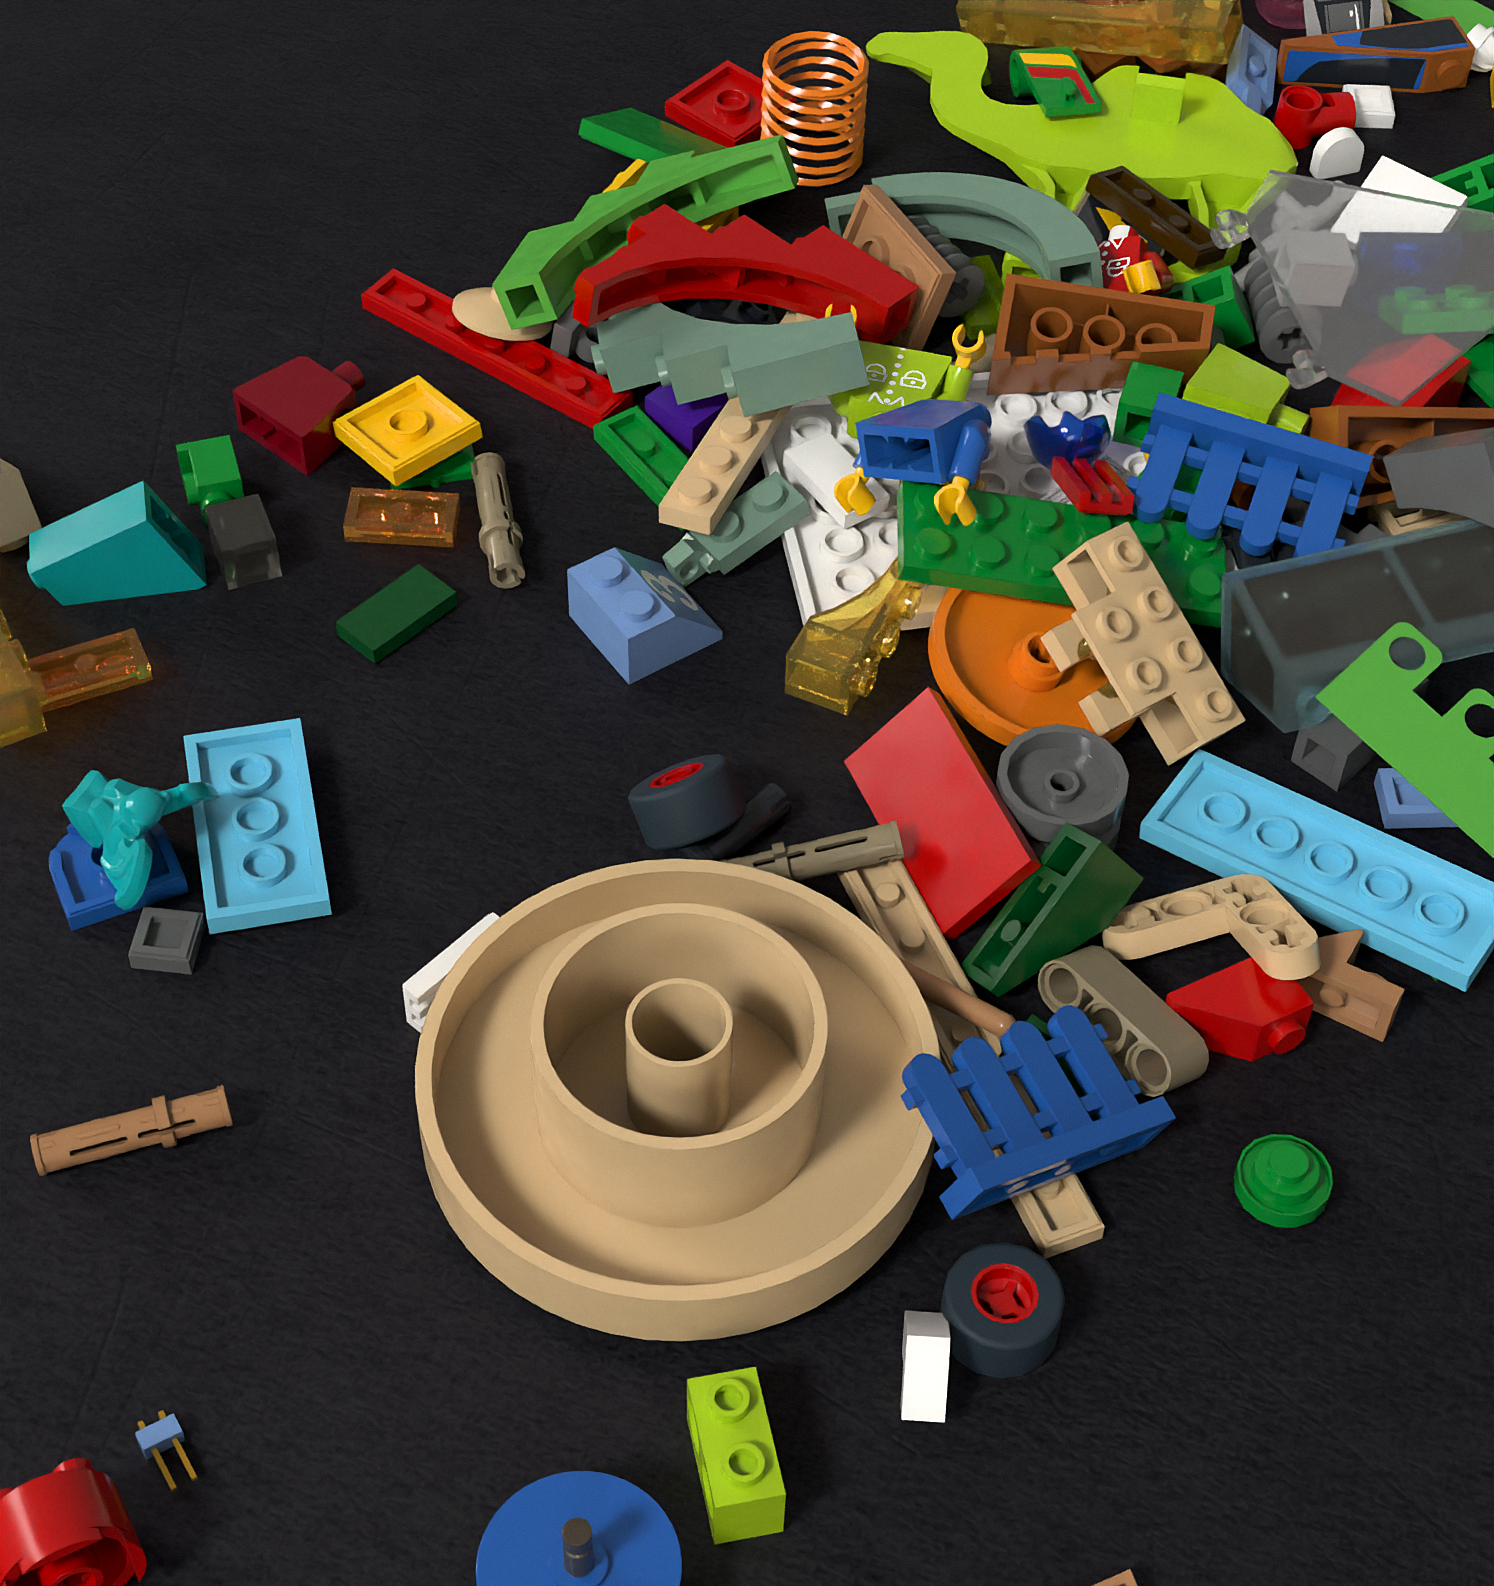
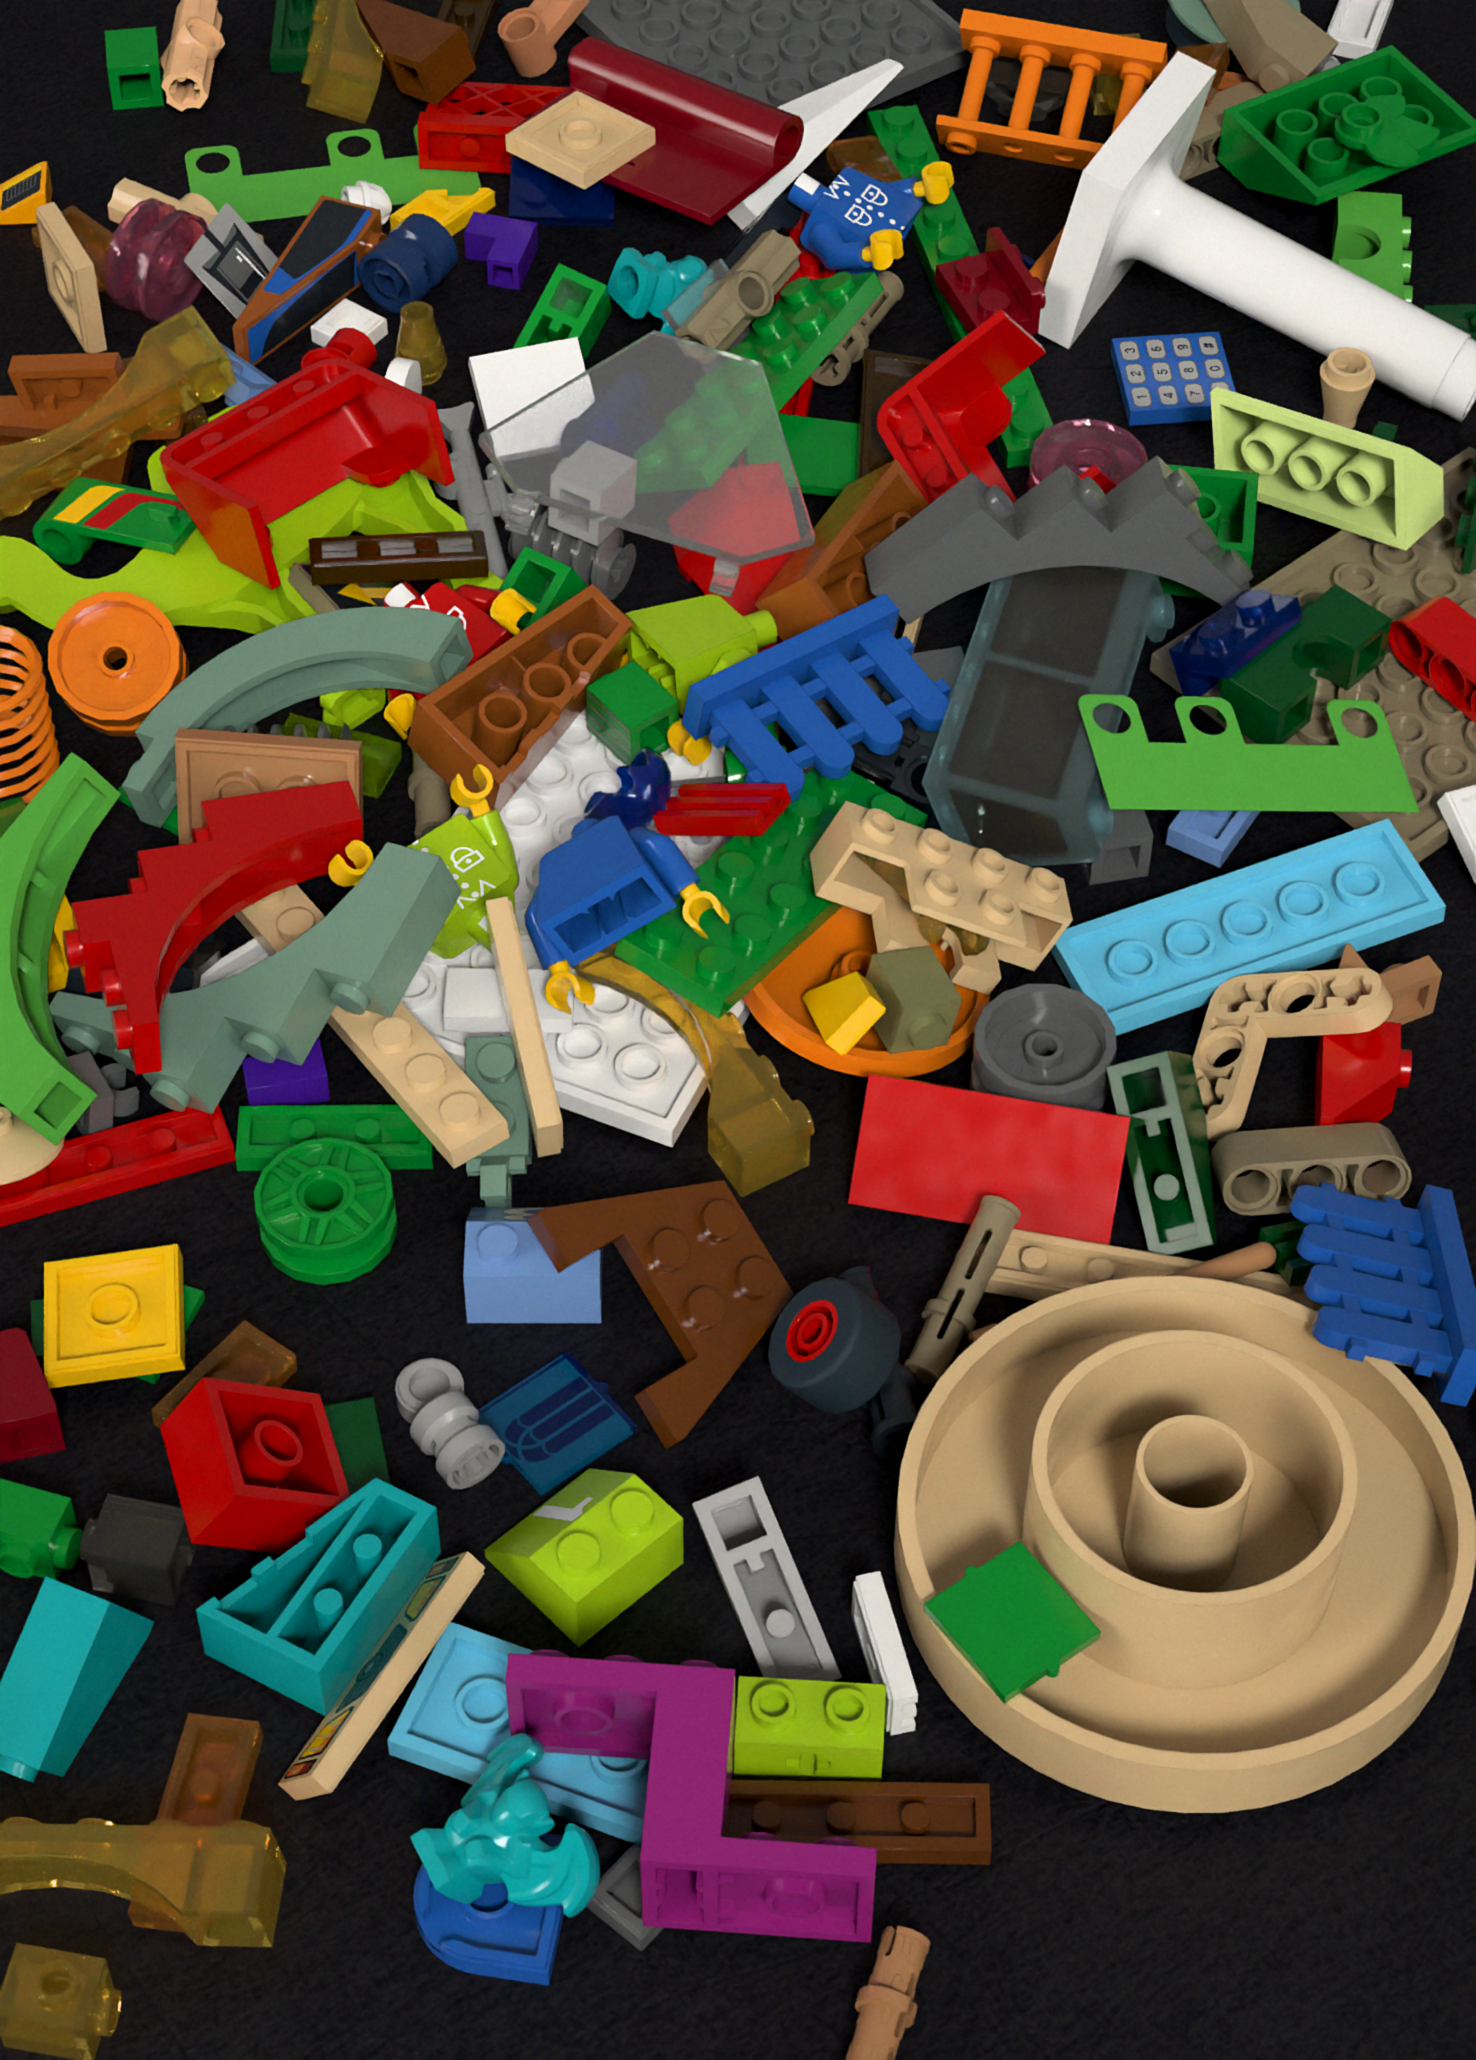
camera: 55 degrees left, 0 degrees up
(217, 896) = (688, 1865): none -> magenta bracket
(234, 710) = (382, 1677): none -> tan tile
(269, 646) = (328, 1599): none -> teal wedge
(301, 1022) = (898, 1818): none -> reddish brown plate
(330, 550) = (252, 1464): none -> red brick
(351, 960) = (809, 1730): none -> lime brick
(417, 771) = (591, 1550): none -> lime slope
(447, 657) = (460, 1444): none -> light grey wheel
(461, 870) = (764, 1584): none -> light grey slope
(484, 1004) = (1012, 1621): none -> green piece
(490, 623) = (423, 1382): none -> light grey tile
(500, 534) = (323, 1317): dark tan pin -> none
(521, 701) = (556, 1422): none -> piece
(585, 488) = (294, 1216): none -> green wheel
(692, 695) = (697, 1270): none -> reddish brown wing
(790, 486) = (524, 1027): none -> tan tile
(921, 130) = (93, 638): none -> orange wheel
(967, 645) = (844, 1010): none -> yellow tile
(1021, 677) = (917, 999): none -> olive brick
(1163, 106) = (294, 445): none -> red windscreen
(1383, 134) = (421, 341): none -> clear yellow cone
(1454, 93) = (408, 262): none -> dark blue wheel

